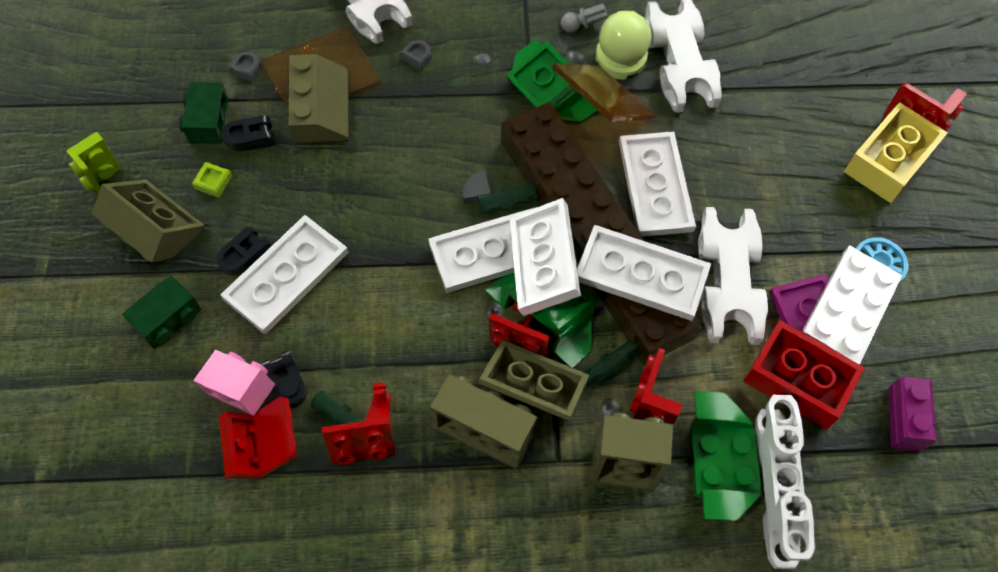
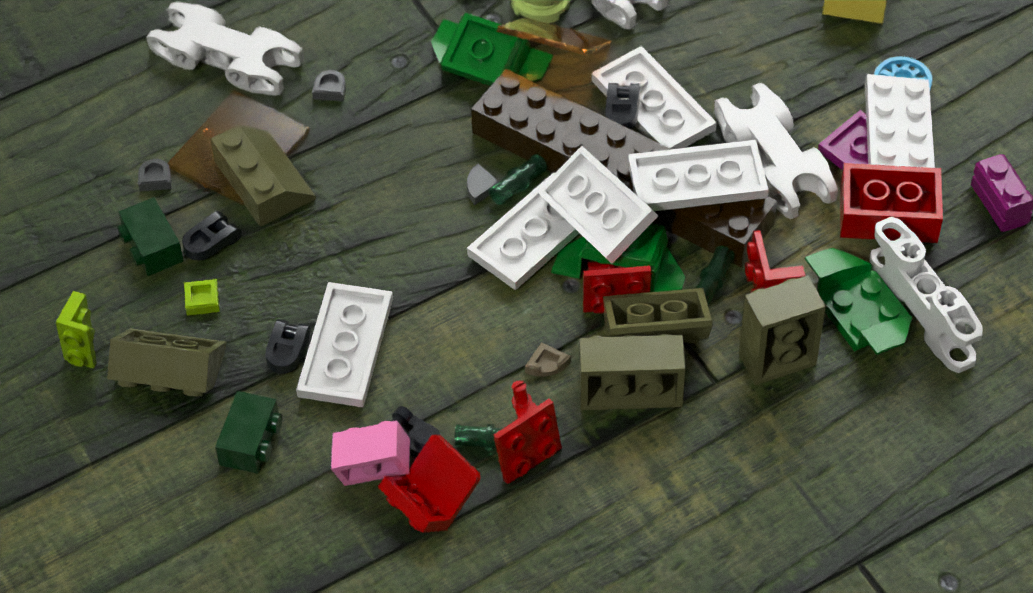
camera: 25 degrees left, 10 degrees down
(430, 369) = (547, 361): none -> dark tan tile
(622, 182) = (625, 109): none -> black plate

